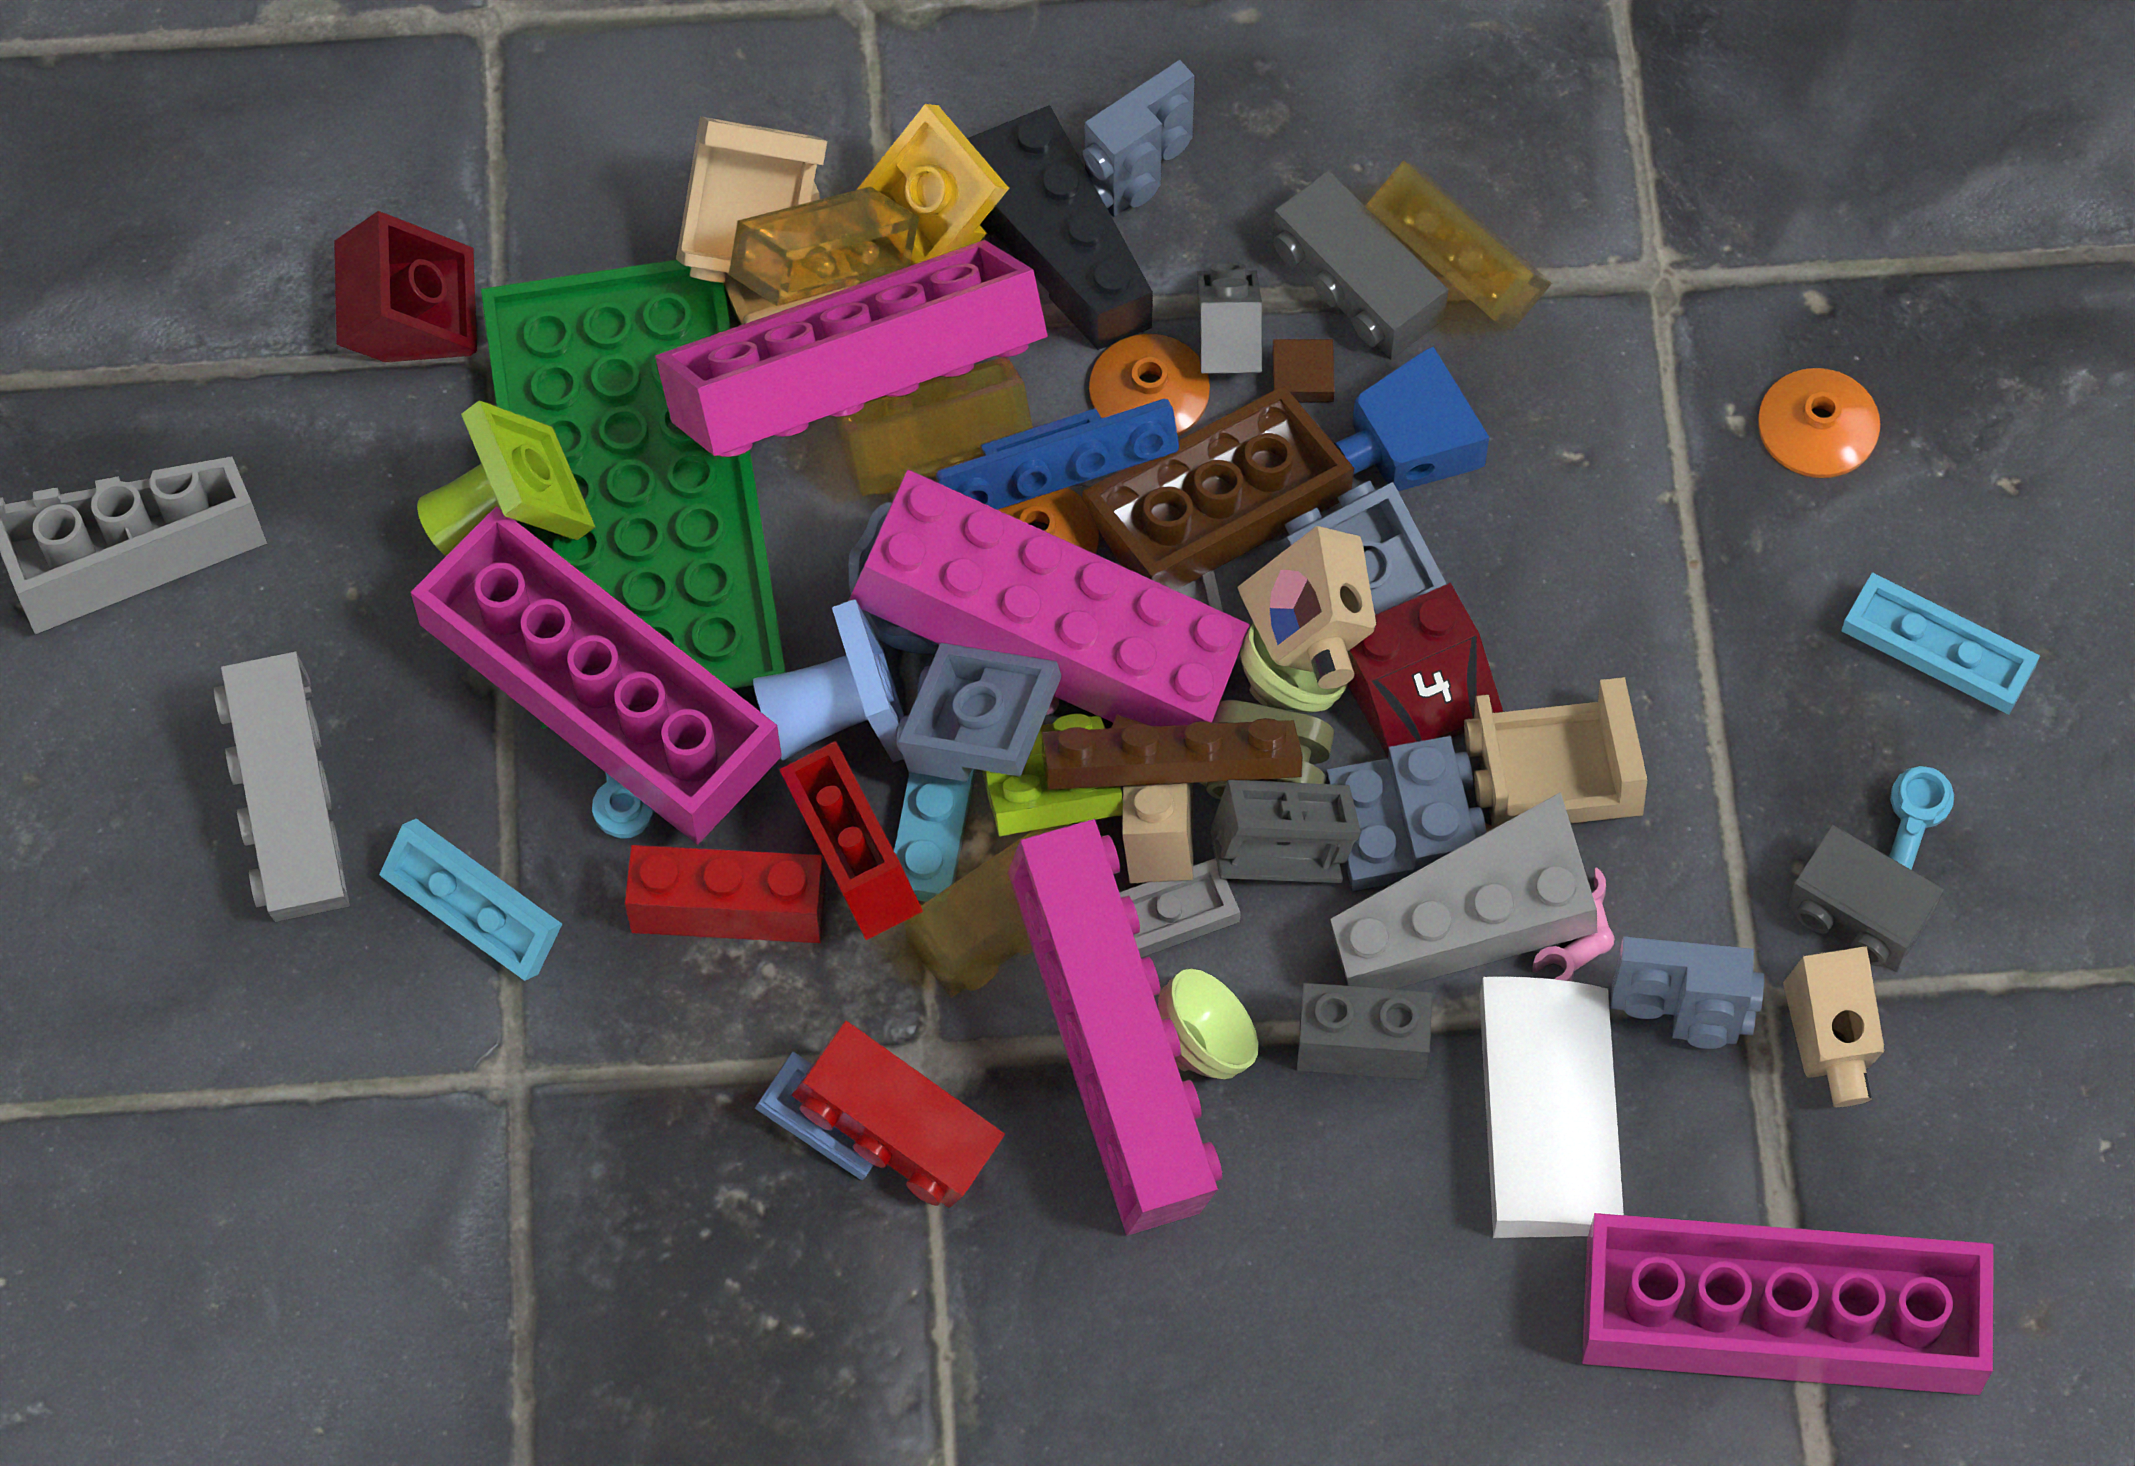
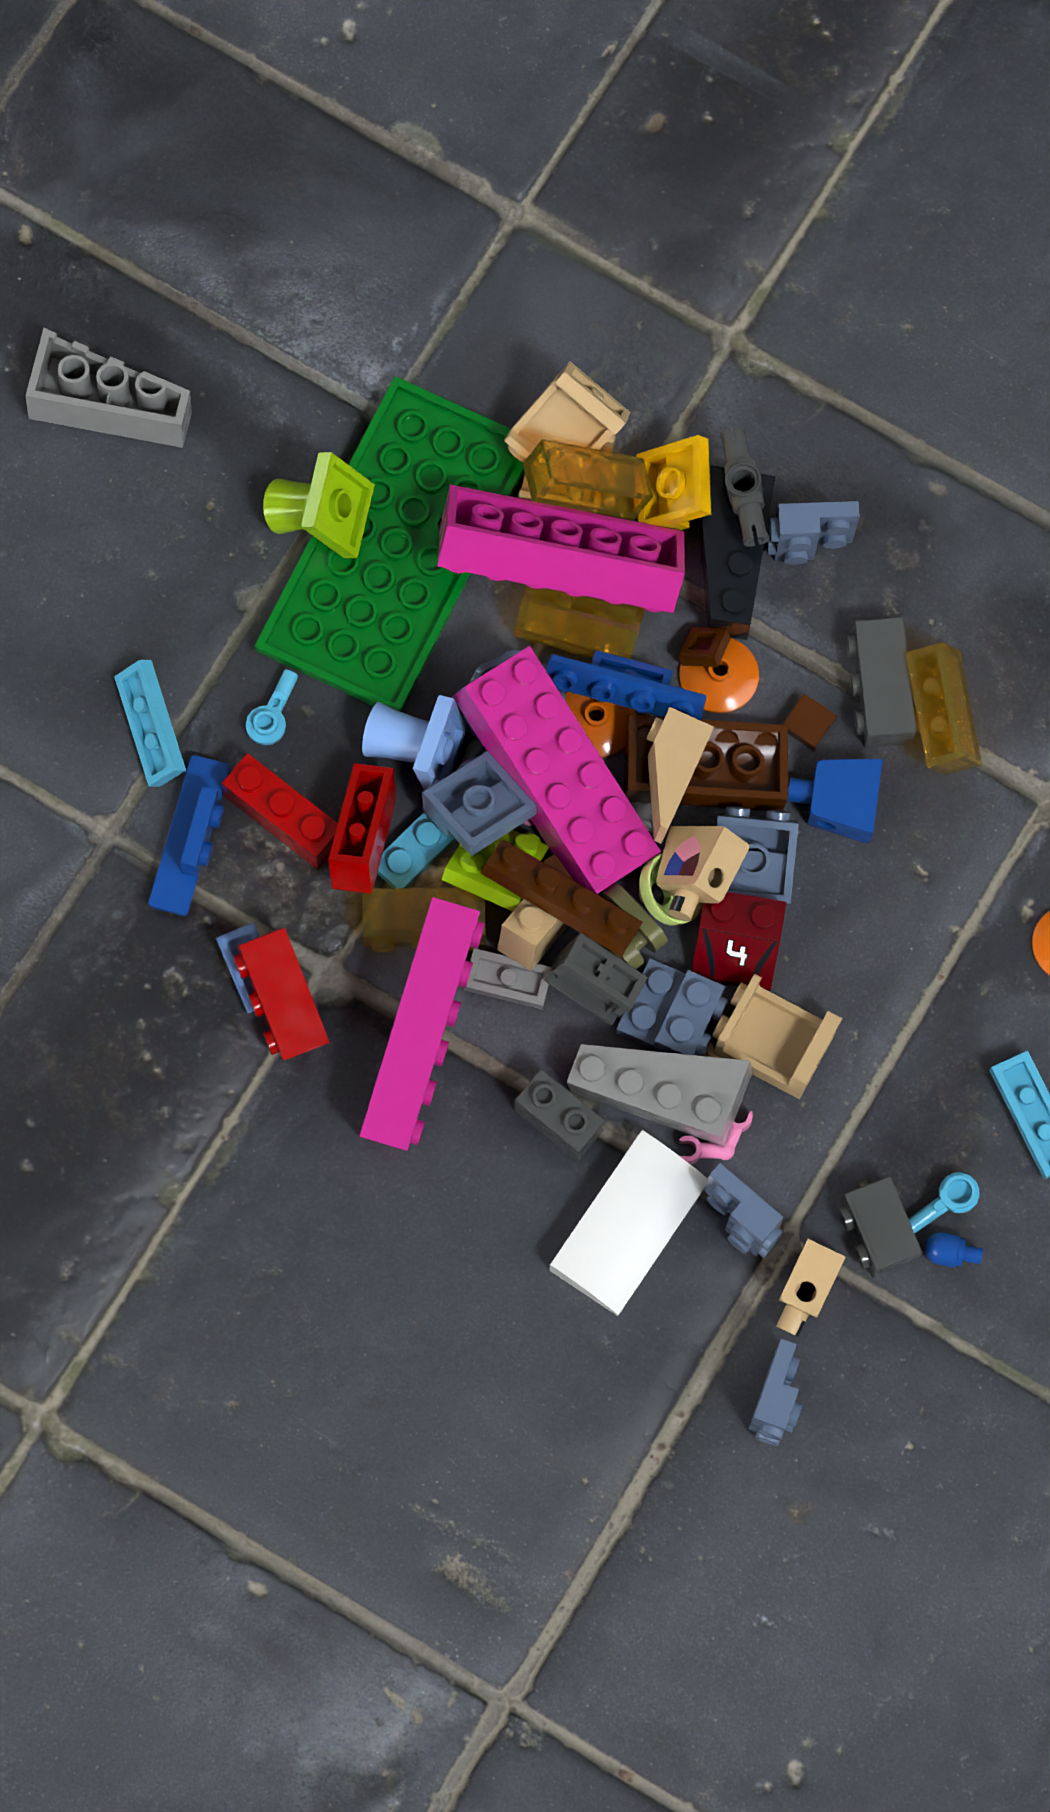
camera: 30 degrees right, 10 degrees up
(282, 786) = (93, 595): light grey wedge -> none
(404, 292) = (353, 350): dark red slope -> none
(597, 675) = (294, 646): dark pink brick -> none
(625, 1005) = (189, 836): none -> blue bracket
(1042, 148) = (745, 504): none -> dark grey pin
(1110, 360) = (704, 646): none -> reddish brown tile
(1188, 509) = (671, 763): none -> tan slope
(1210, 1025) = (487, 1055): yellowish green piece -> none
(1229, 319) = (787, 666): slope -> none
(1788, 1304) = (666, 1413): dark pink brick -> none
(1908, 1190) = (777, 1402): none -> sand blue plate
(1970, 870) = (950, 1250): none -> blue cylinder

